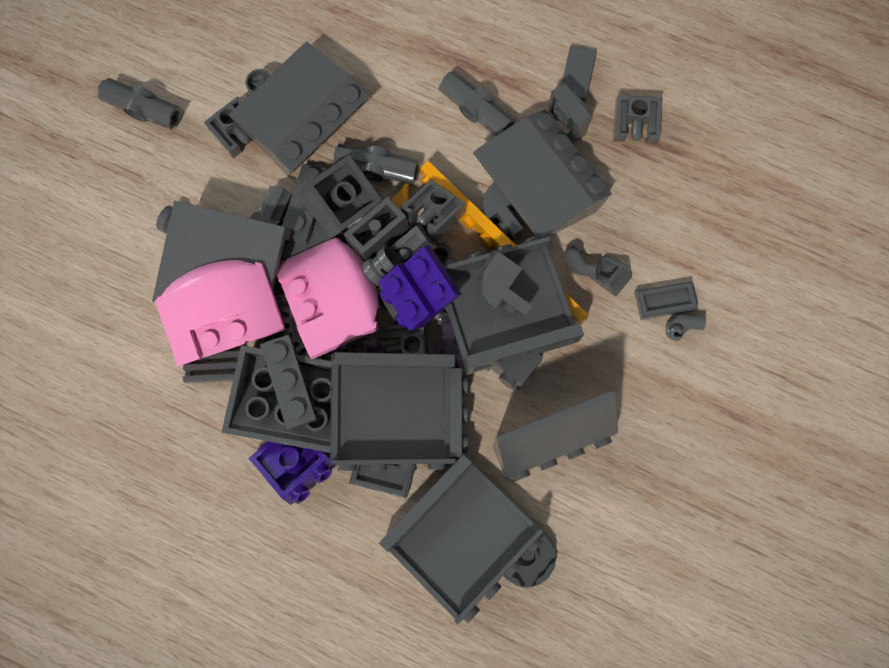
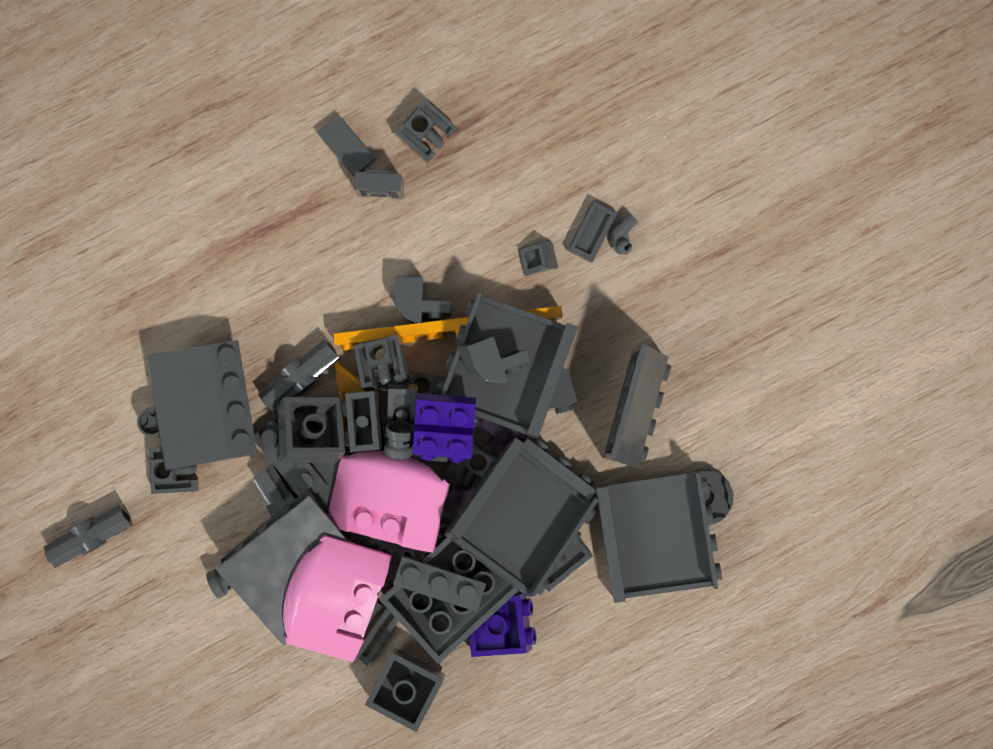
camera: 60 degrees left, 10 degrees up
(182, 423) = (405, 689): none -> dark grey brick
(475, 103) = (310, 252): dark grey piece -> none
(543, 174) = (417, 250): dark grey slope -> none
(575, 261) = (510, 278): dark grey arm -> none

